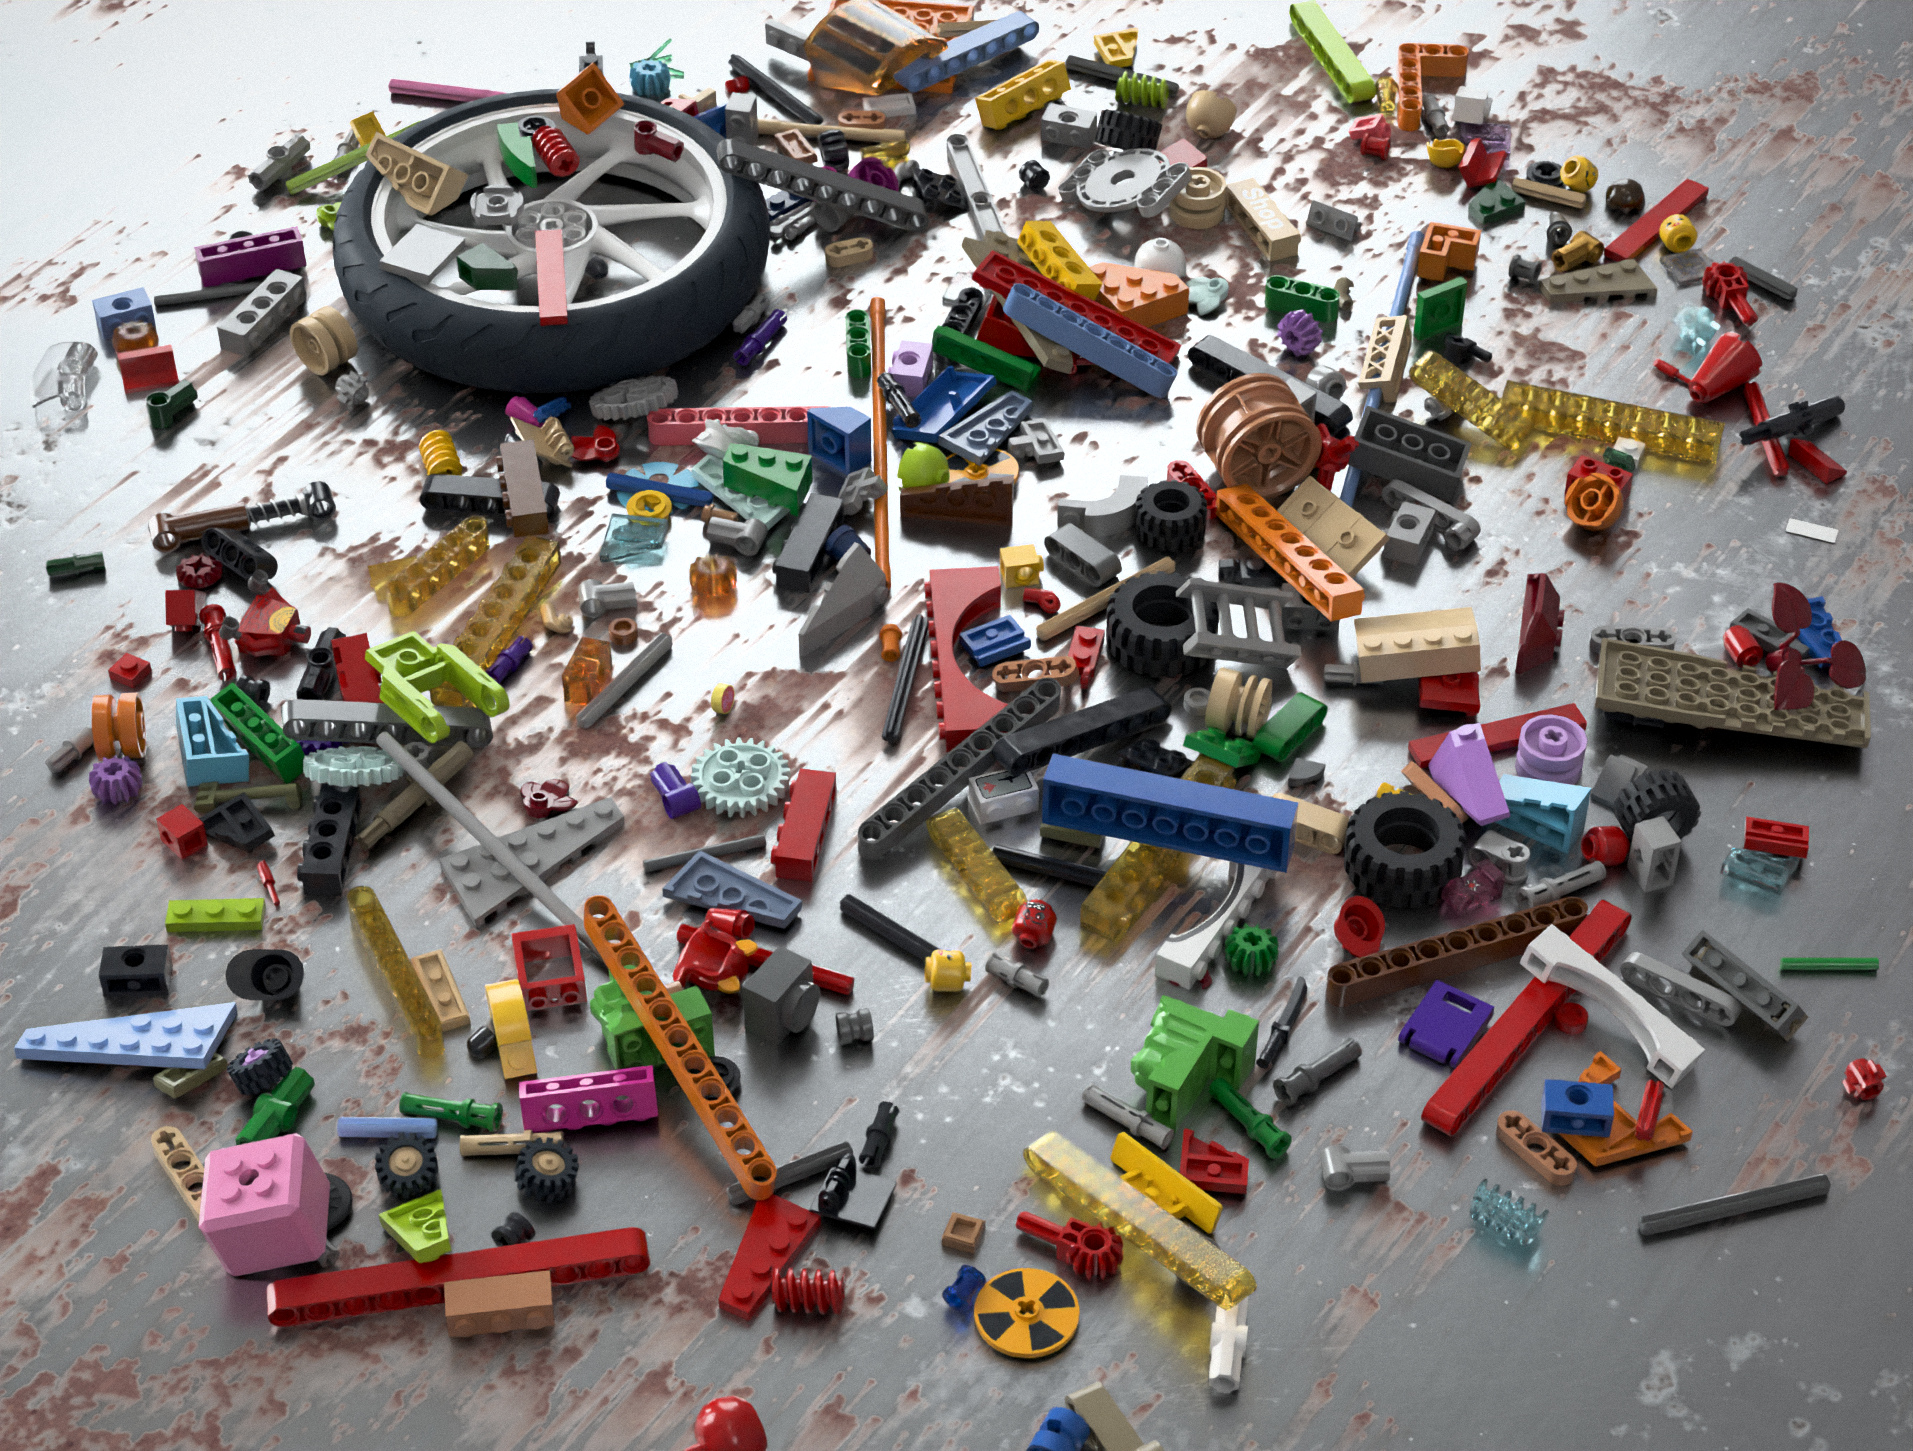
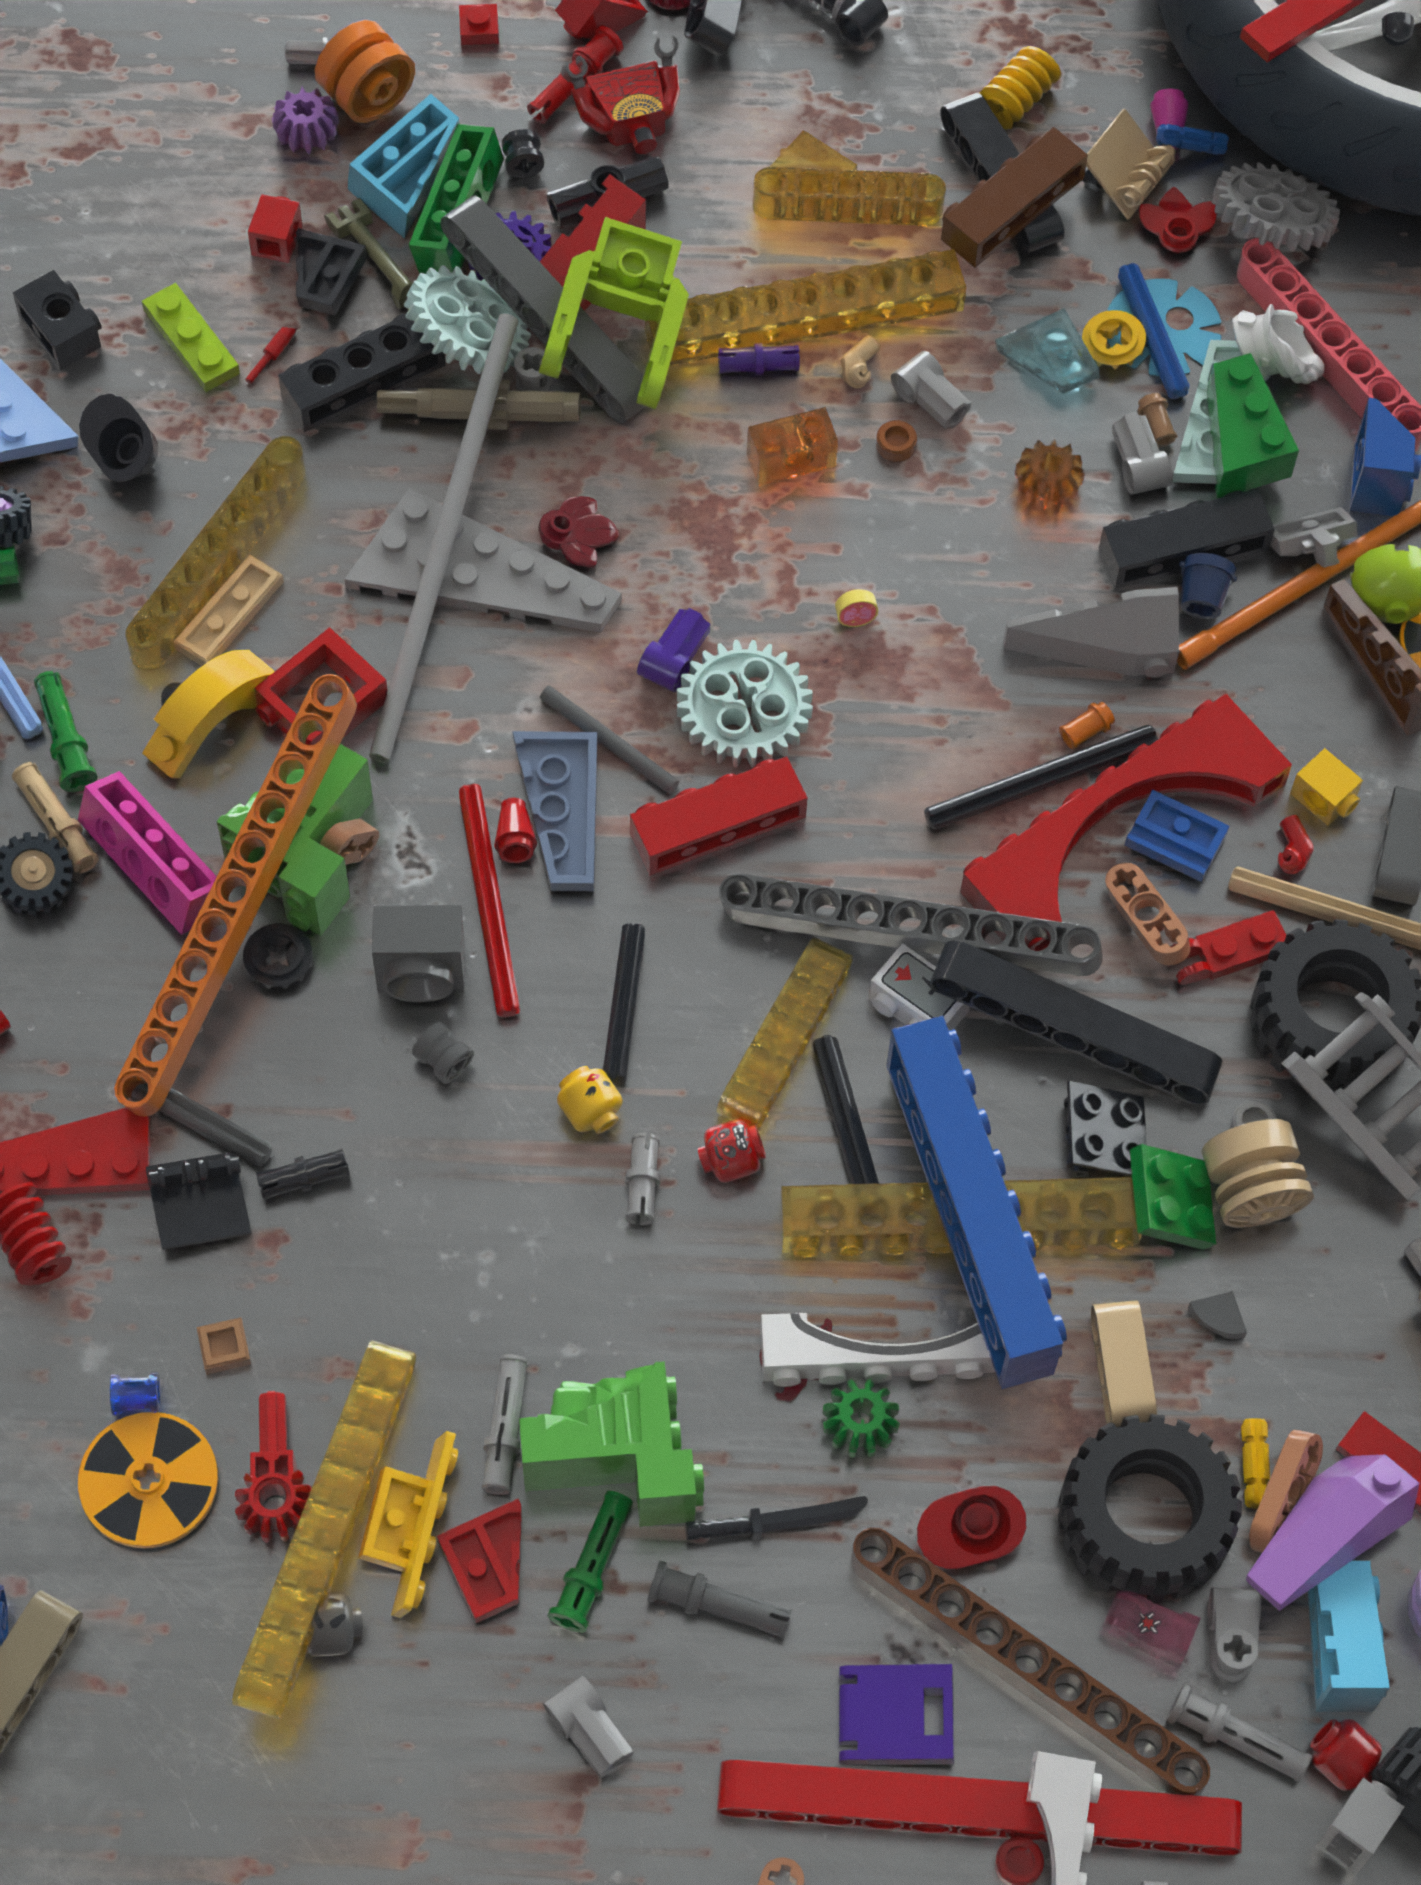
camera: 55 degrees right, 20 degrees up
(623, 681) = (816, 491): light grey axle -> none
(714, 960) = (428, 853): red hair -> none
(1228, 1347) = (225, 1731): white piece -> none
(1290, 726) = (1281, 1255): green beam -> none

